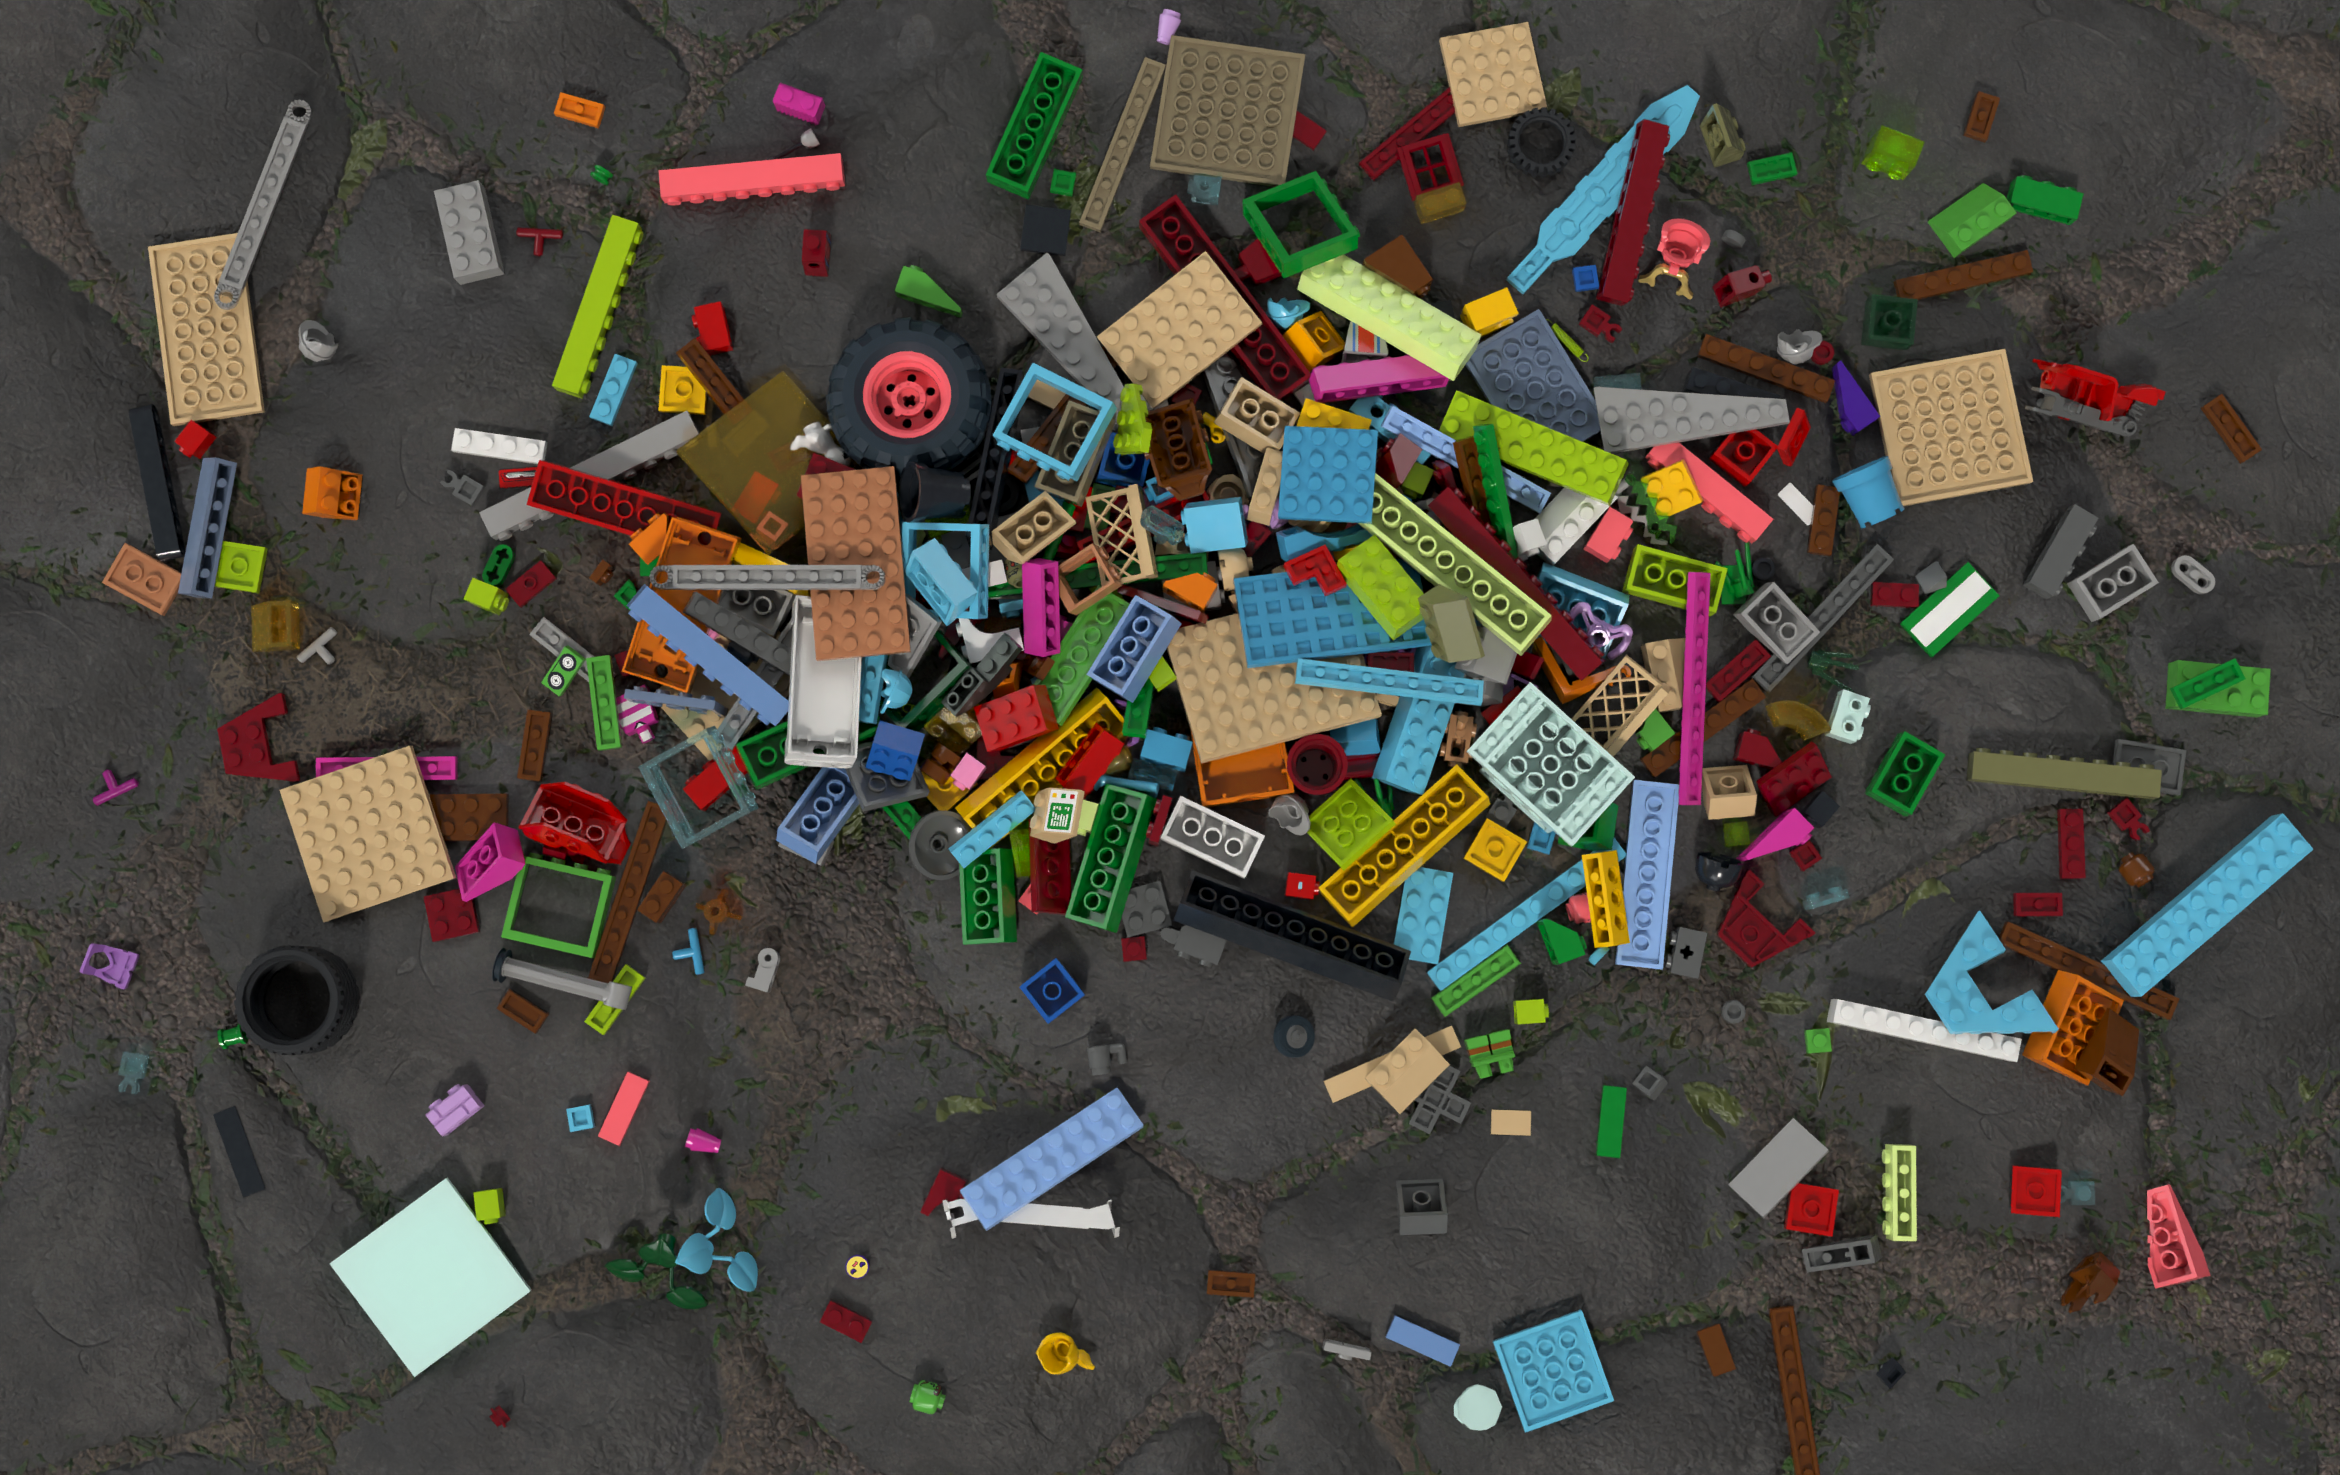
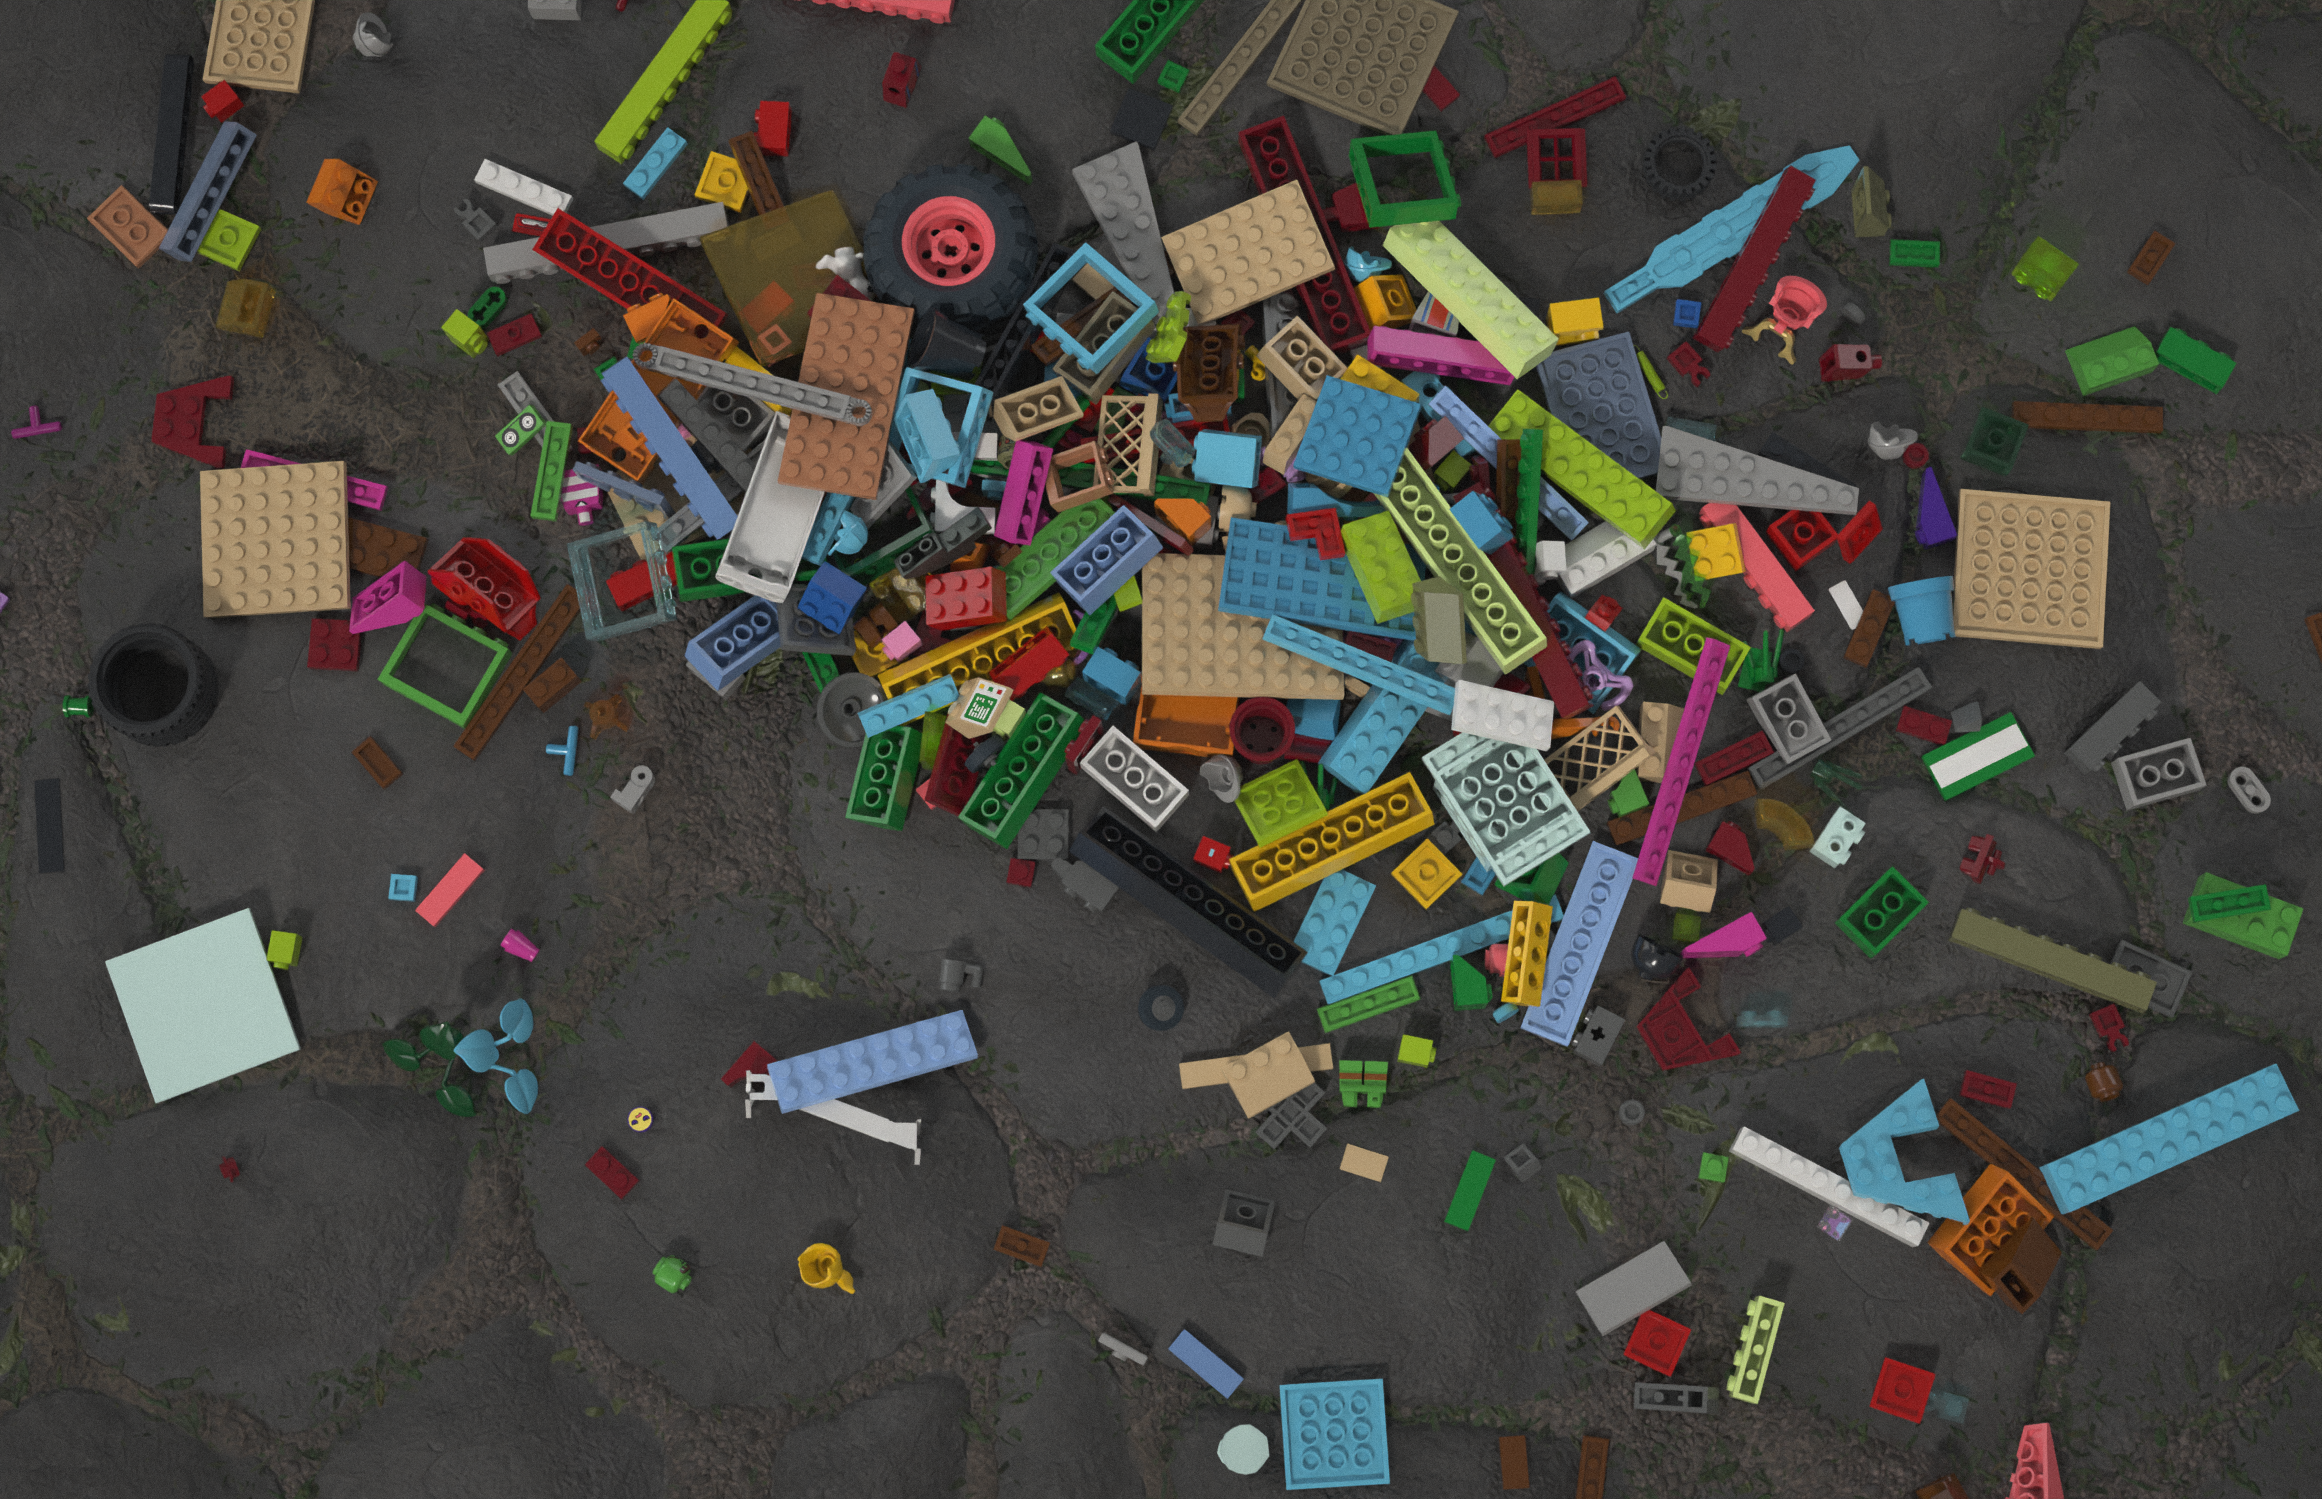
camera: 25 degrees right, 5 degrees down
(318, 646) = (282, 340): light grey piece -> none
(454, 1109) = (277, 842): lavender brick -> none
(534, 745) = (469, 497): reddish brown plate -> none
(604, 1016) = (474, 776): lime plate -> none
(611, 993) = (470, 766): light grey piece -> none
(1052, 990) = (923, 890): blue brick -> none
(1073, 853) = (984, 753): none -> black wheel
(1149, 787) = (1084, 710): medium azure piece -> none
(1208, 196) = (1318, 128): clear light blue brick -> none
(1400, 266) = (1495, 248): reddish brown slope -> none
(1458, 735) = (1423, 739): medium nougat brick -> none
(1463, 524) = (1481, 522): none -> dark azure brick
(1492, 73) = (1648, 81): tan plate -> none
(1529, 694) = (1502, 715): none -> white plate
(1588, 571) = (1604, 612): none -> red plate
(1608, 535) = (1637, 582): coral brick -> none
(1766, 368) = (1851, 456): reddish brown plate -> none
(1793, 779) = (1762, 885): dark red plate -> none
(1805, 855) = (1753, 970): dark red tile -> none
(1936, 1059) = (1834, 1223): none -> clear tile
(1975, 711) = (1985, 848): none -> dark red hips
(2071, 843) = (2041, 1036): dark red plate -> none
(2092, 398) = (2184, 576): red piece -> none

